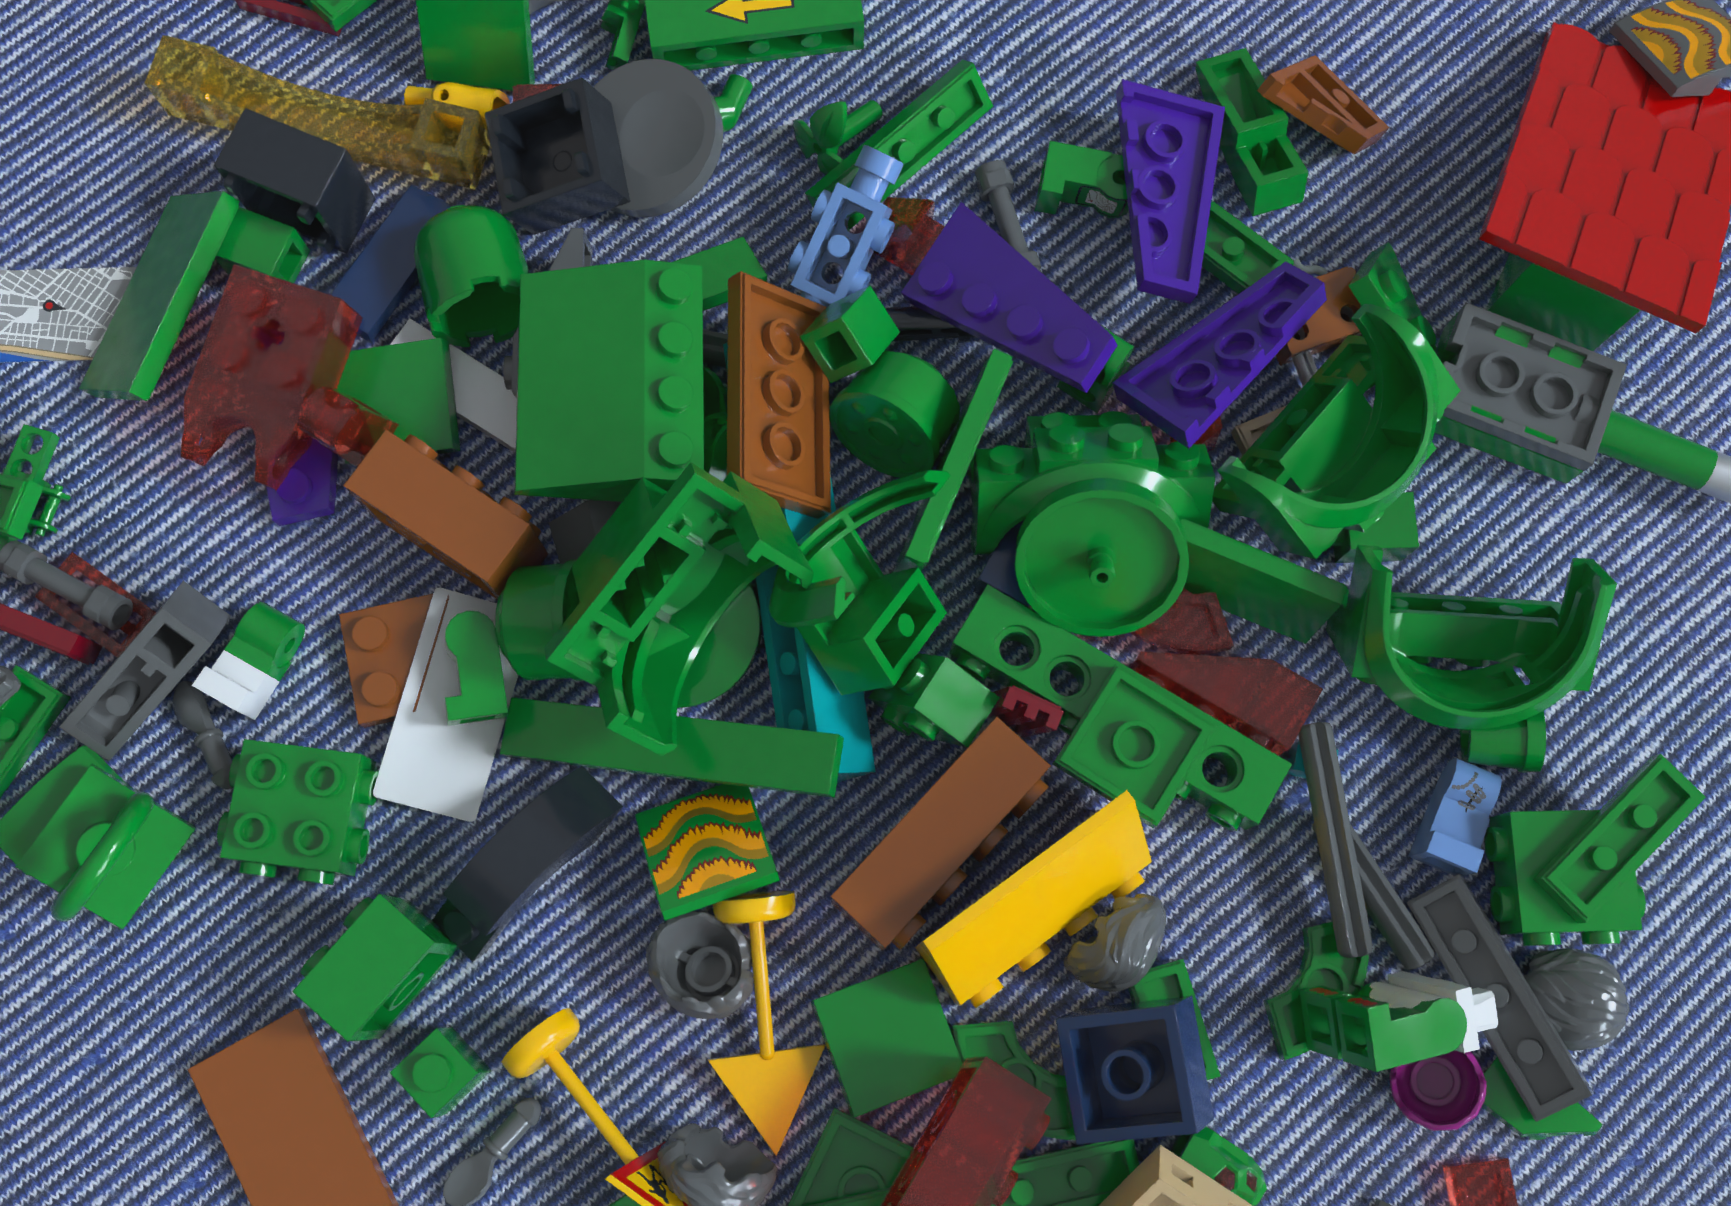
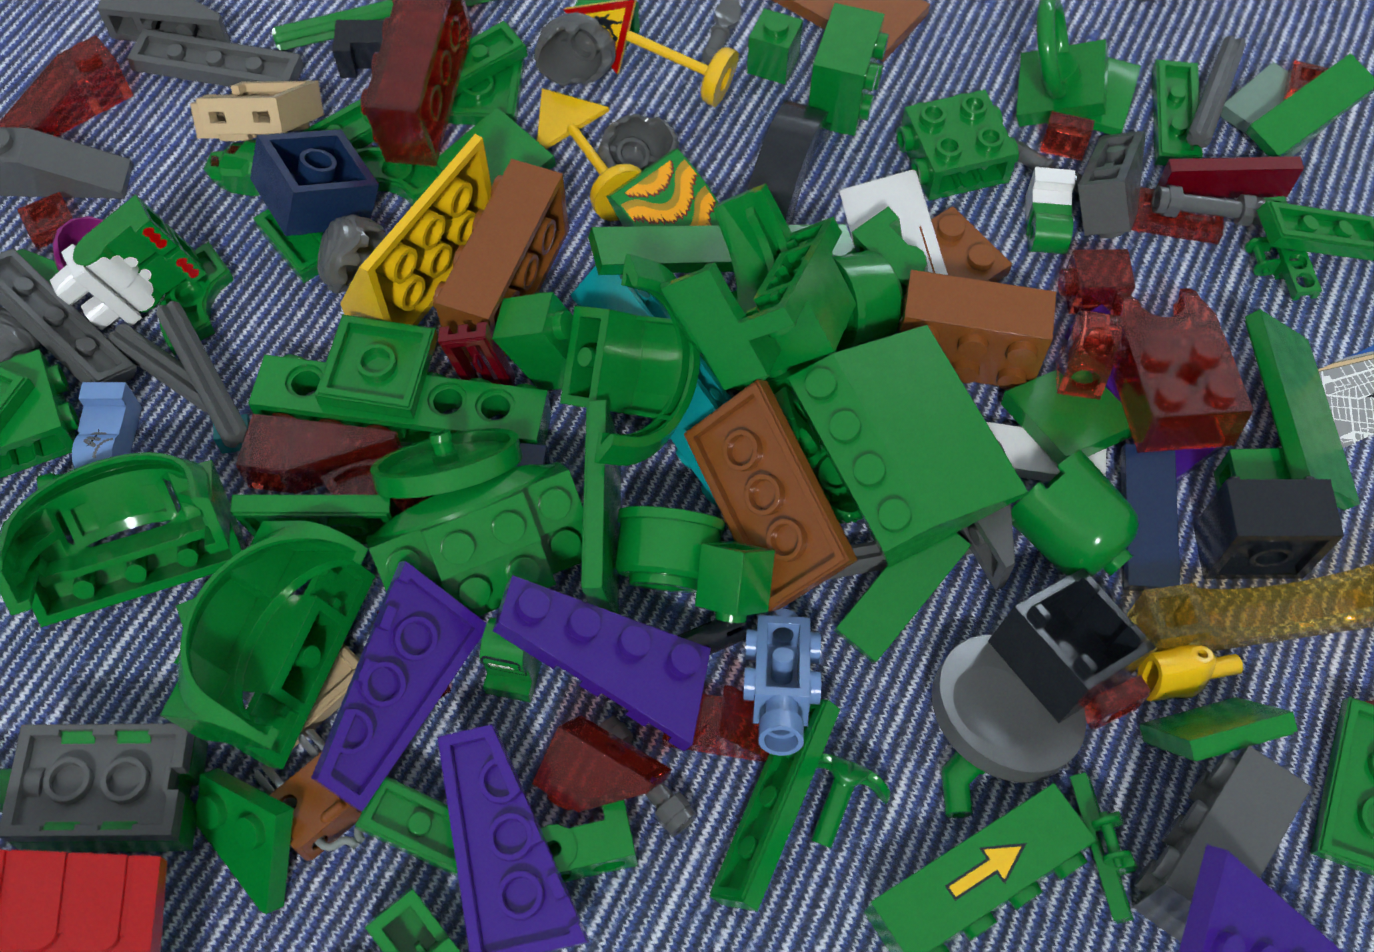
camera: 160 degrees right, 15 degrees down
(157, 762) = (1067, 135): none -> clear red tile
(260, 545) = (1095, 278): none -> clear red brick
(1051, 224) = (595, 768): none -> clear red slope

